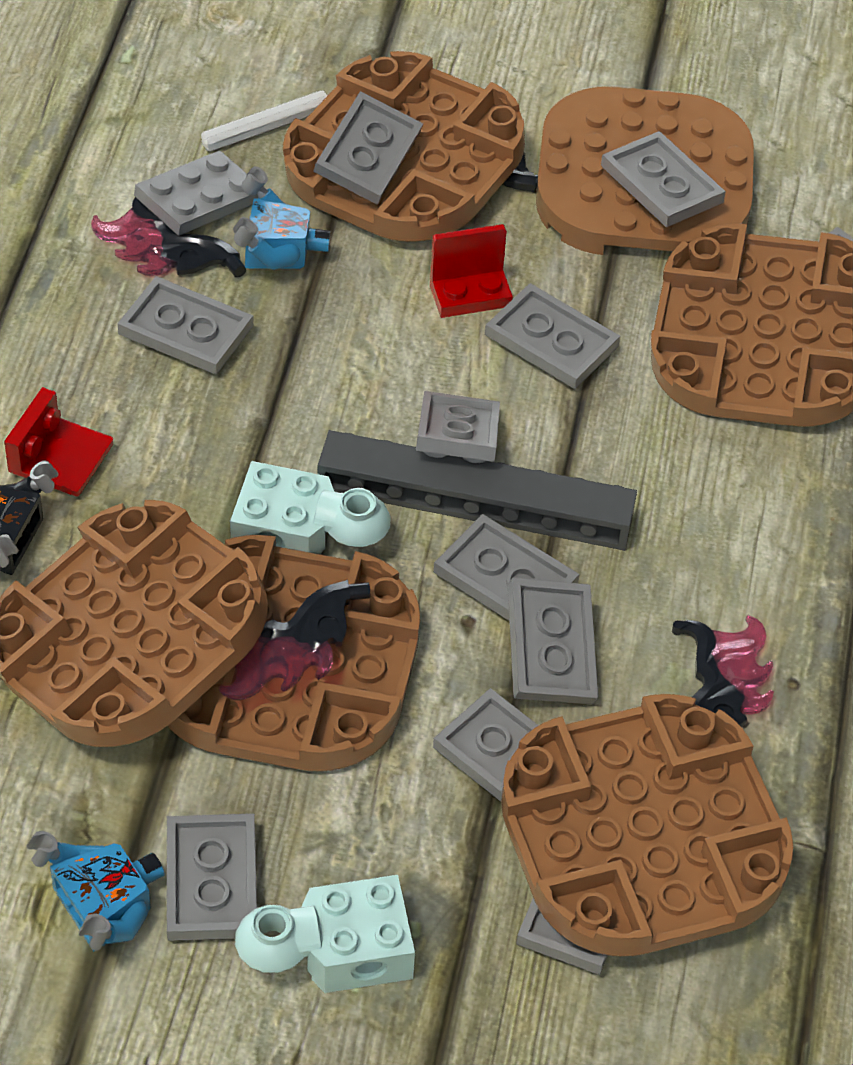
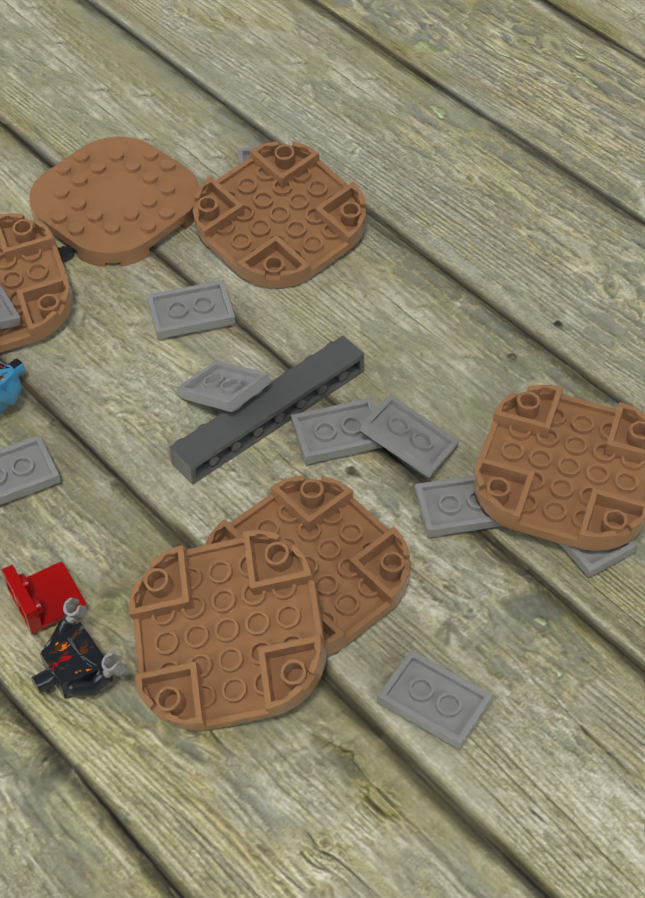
camera: 50 degrees left, 0 degrees up
(99, 886) = (405, 763): dark azure torso -> none
(294, 646) = (320, 549): piece -> none
(303, 507) = (214, 495): light aqua brick -> none
(348, 930) = (529, 656): light aqua brick -> none
(469, 271) = (112, 320): red bracket -> none
(663, 179) = (141, 190): light grey plate -> none
(729, 668) = (482, 375): piece -> none

